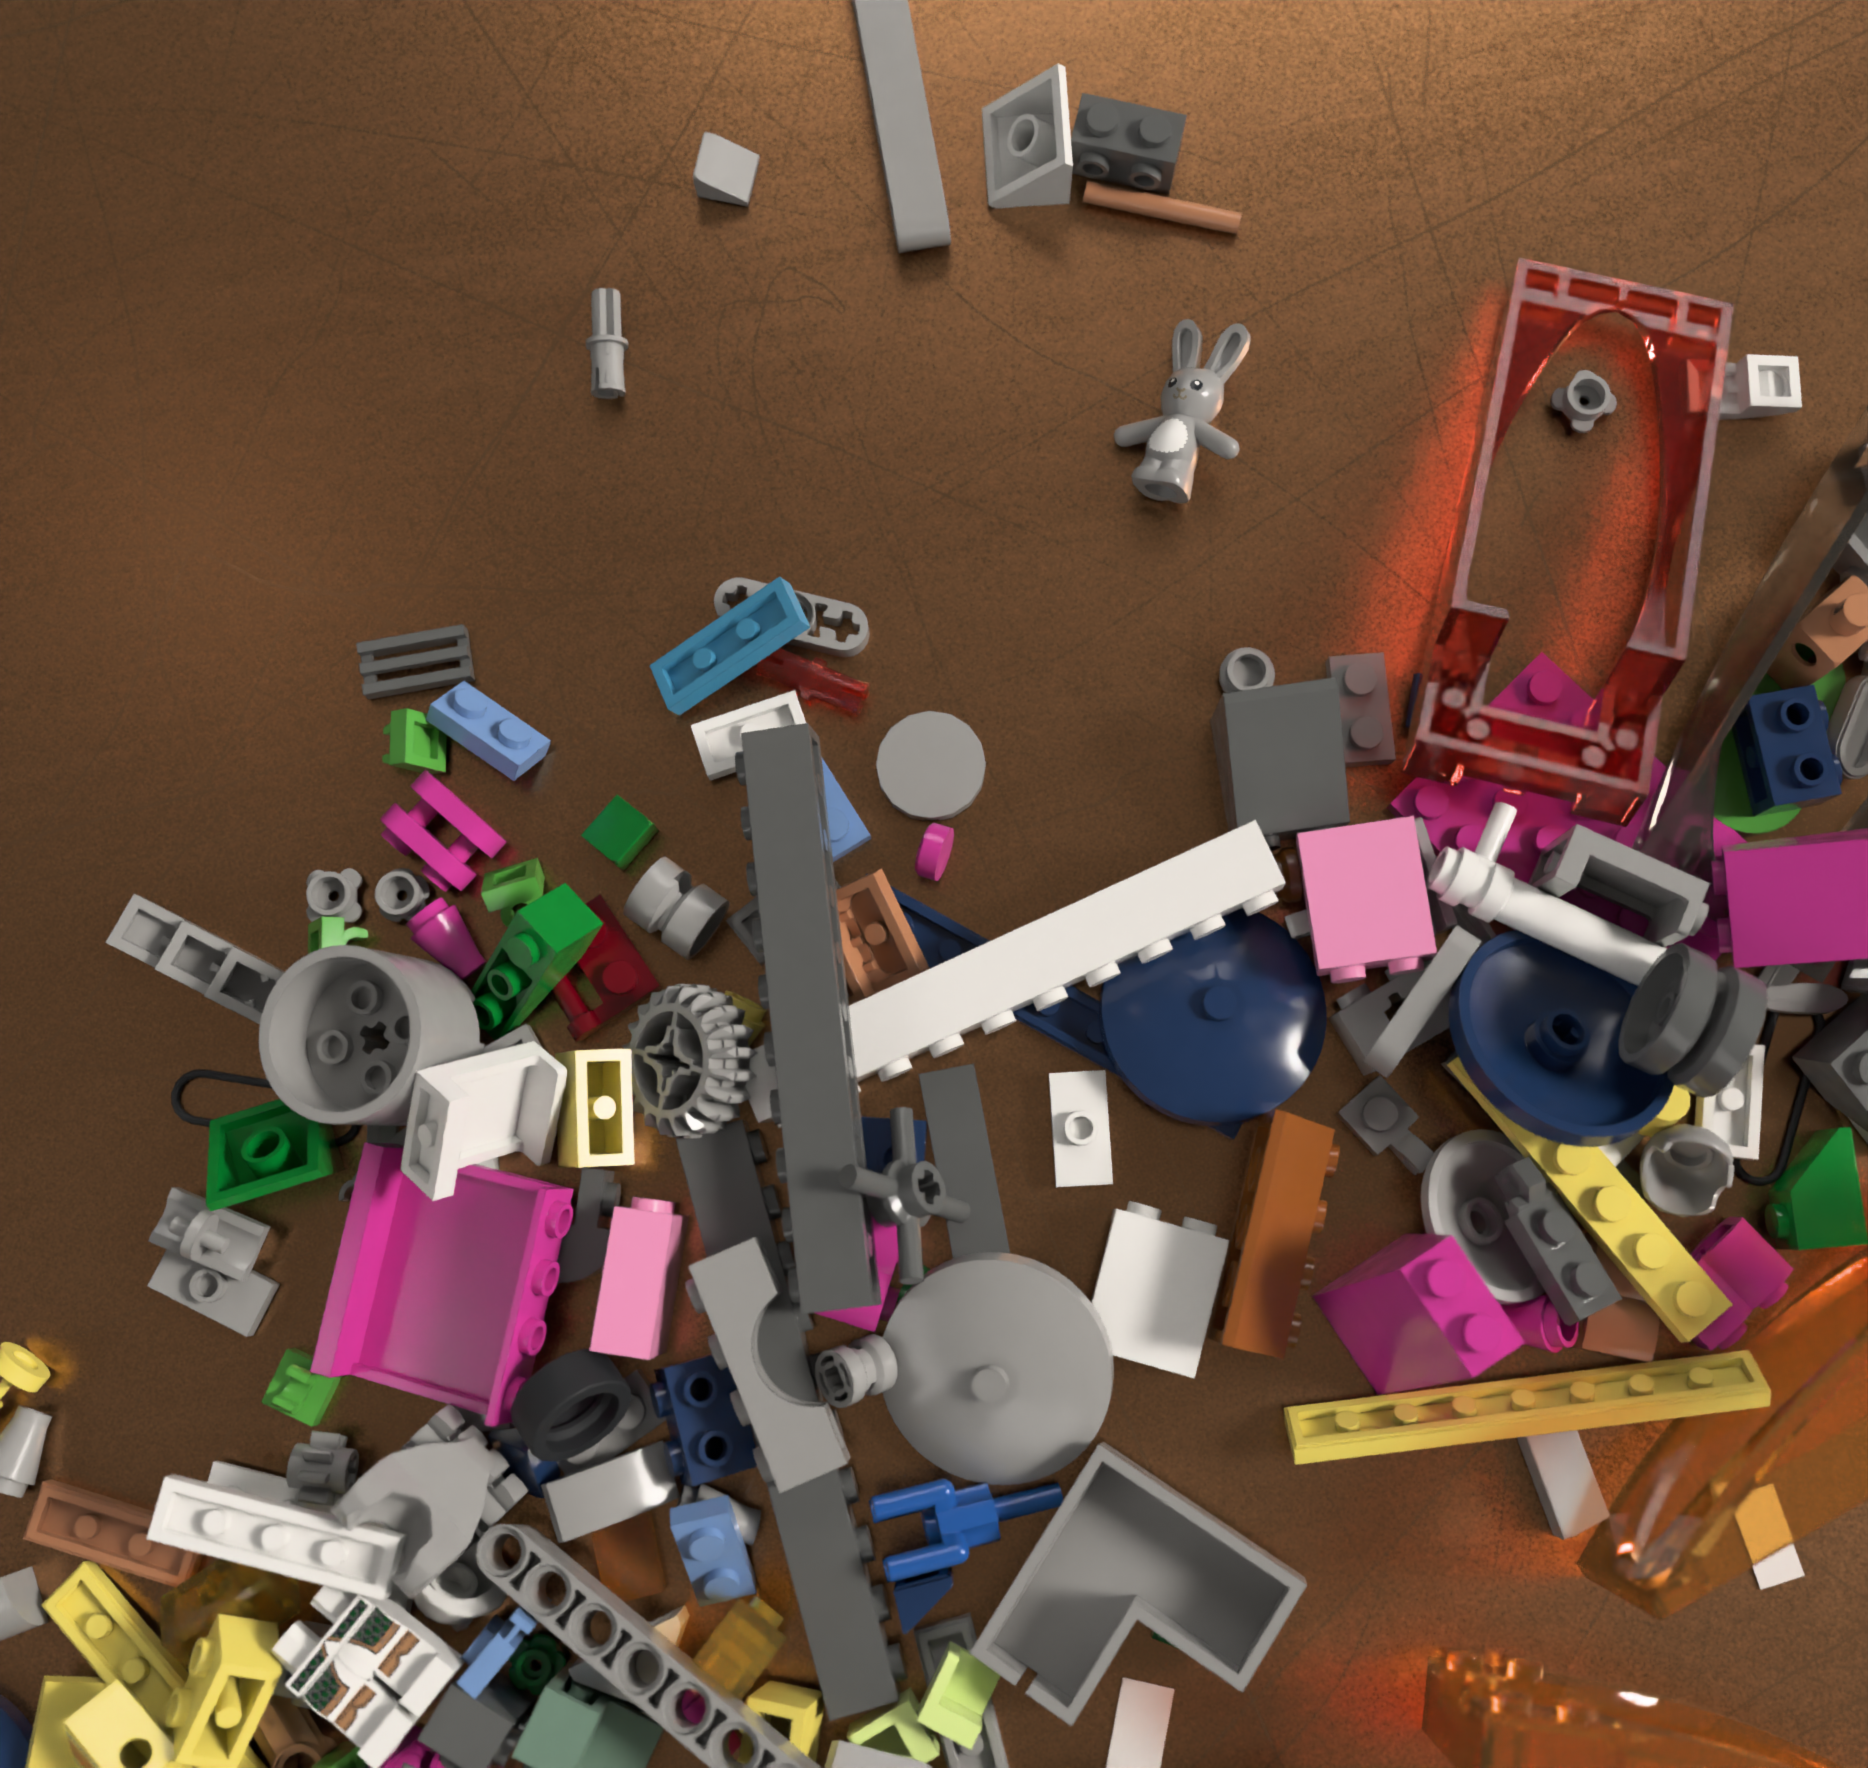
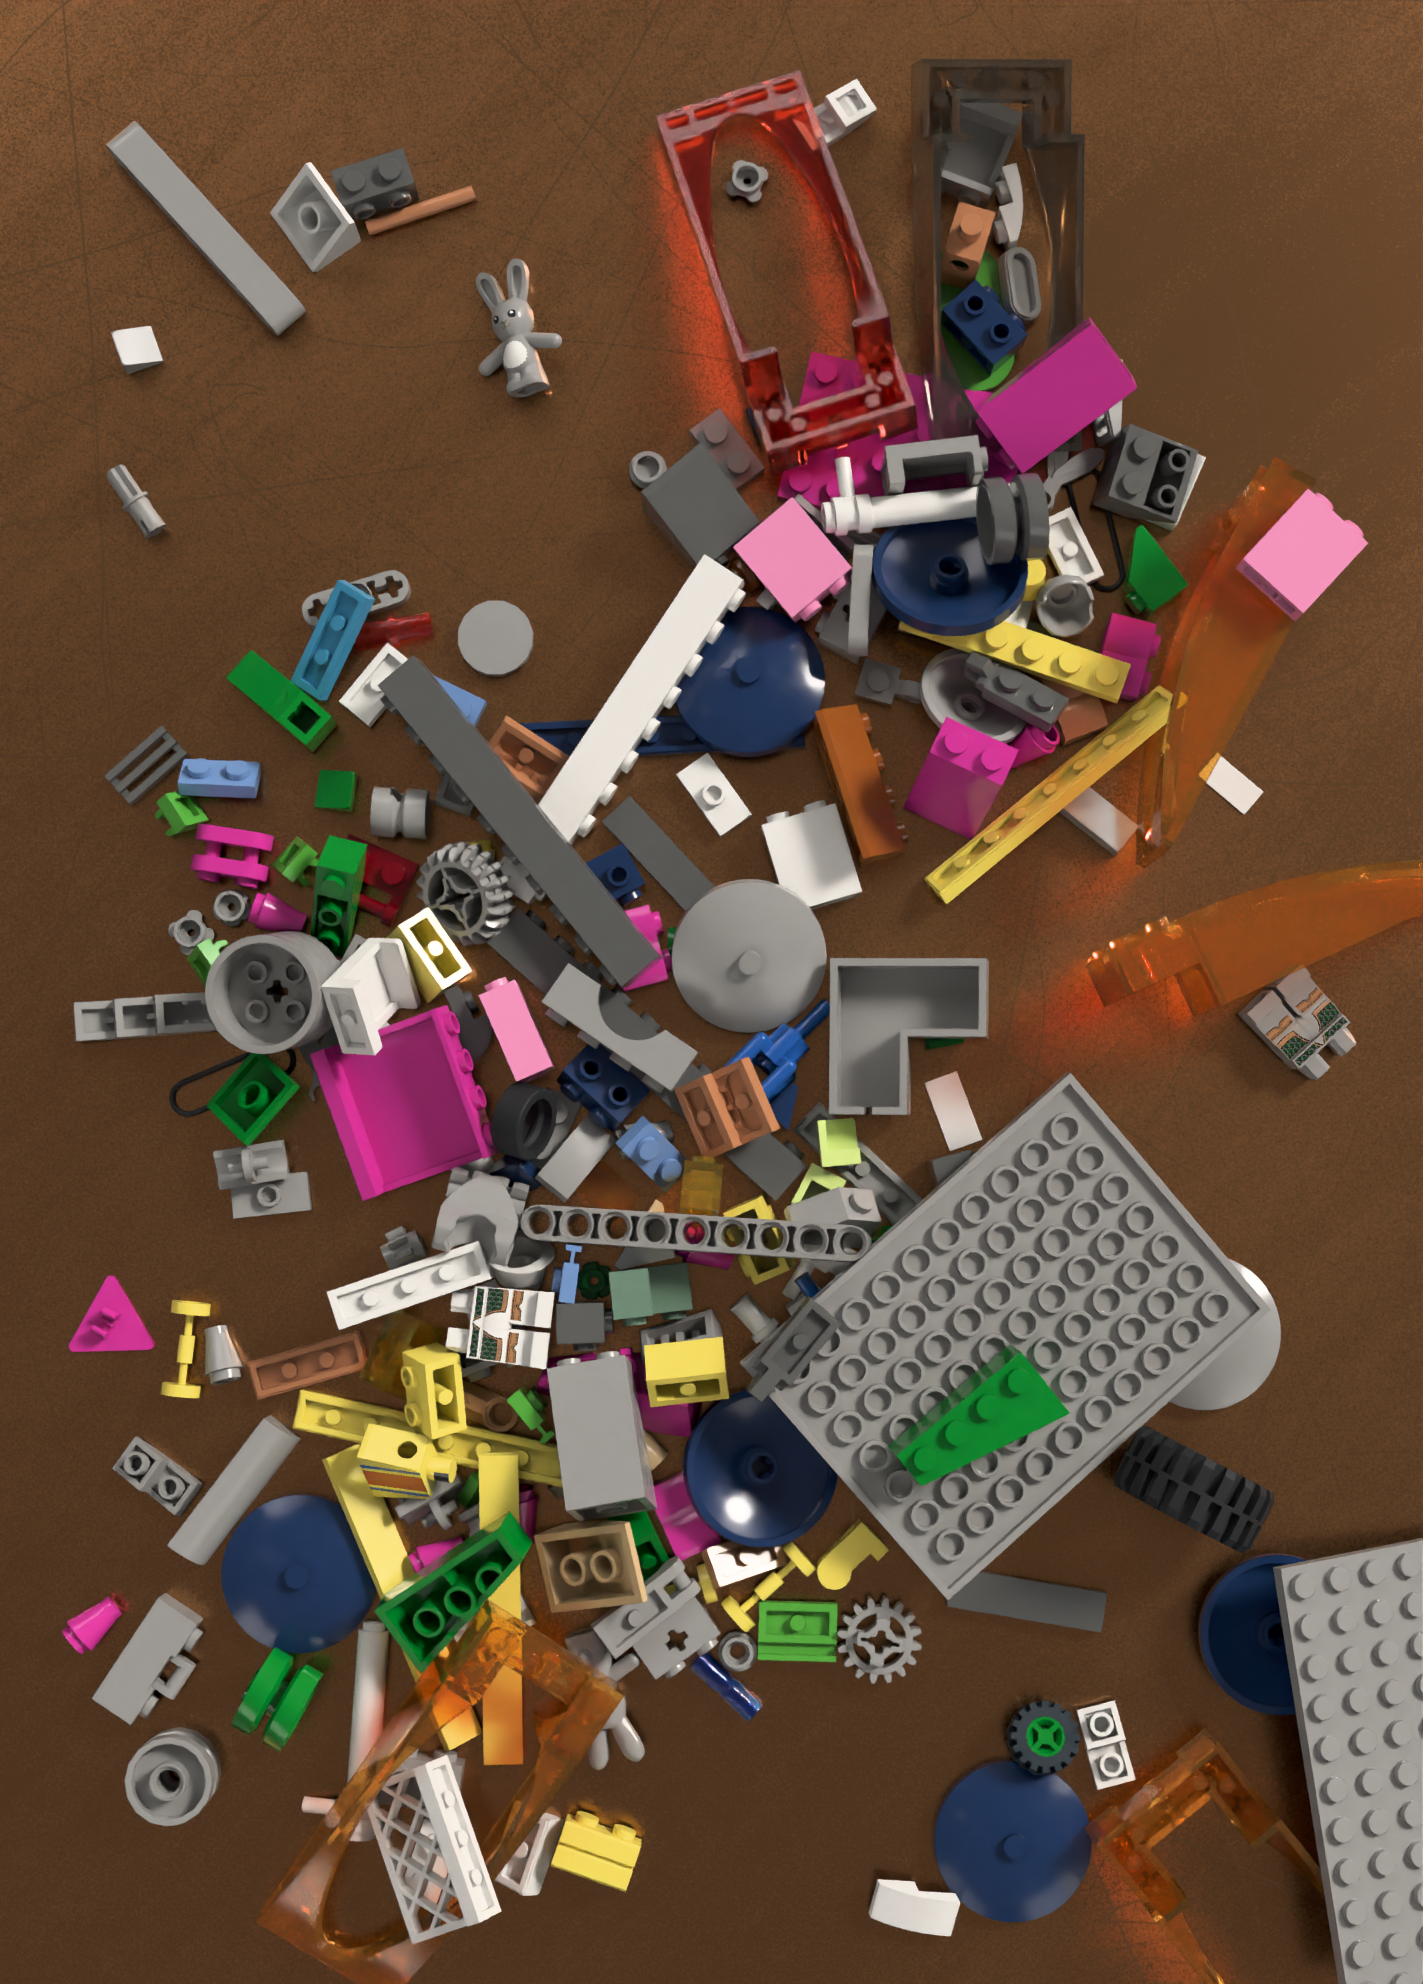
camera: 40 degrees left, 5 degrees up
(298, 1390) = (360, 1218): bright green tile -> none
(623, 685) = (282, 700): none -> green slope
(841, 1559) = (726, 1108): none -> nougat slope
(856, 1370) = (671, 1005): light grey wheel -> none
(905, 1195) = (638, 888): dark grey bar -> none
(934, 851) = (529, 687): dark pink tile -> none

